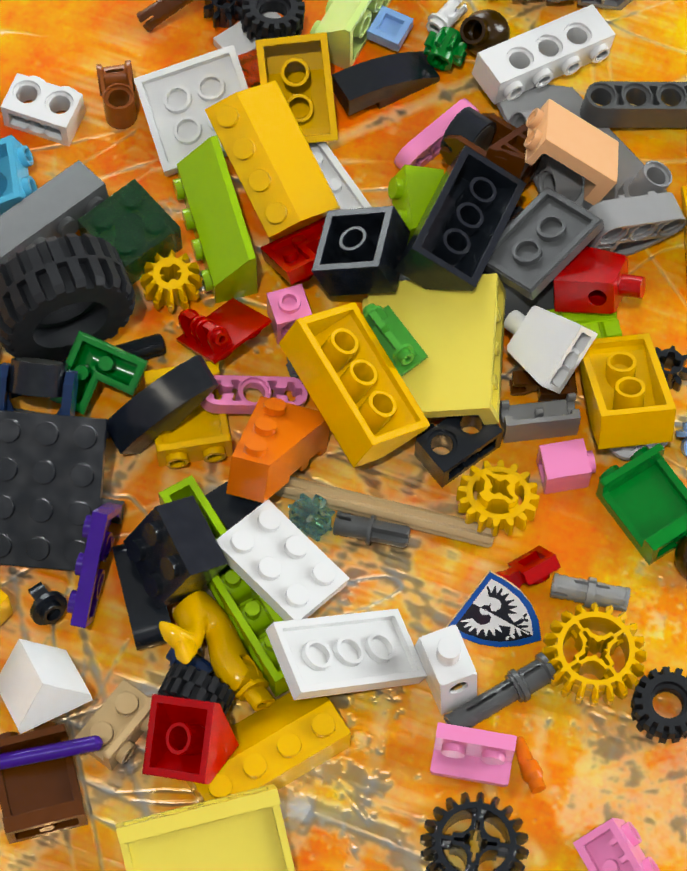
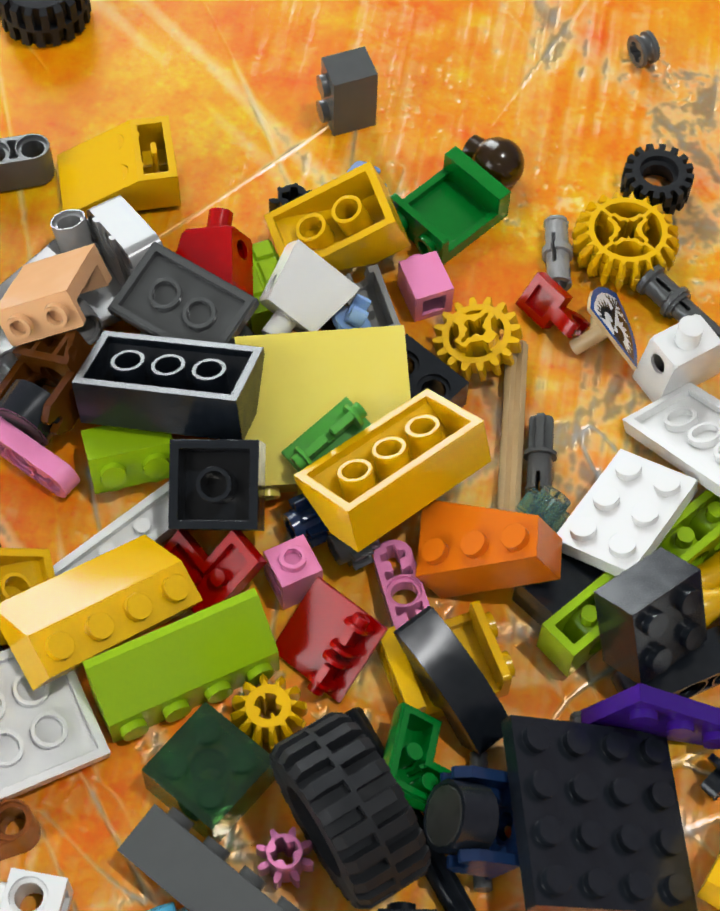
camera: 100 degrees left, 5 degrees down
(522, 389) = (354, 315): none -> light blue plate

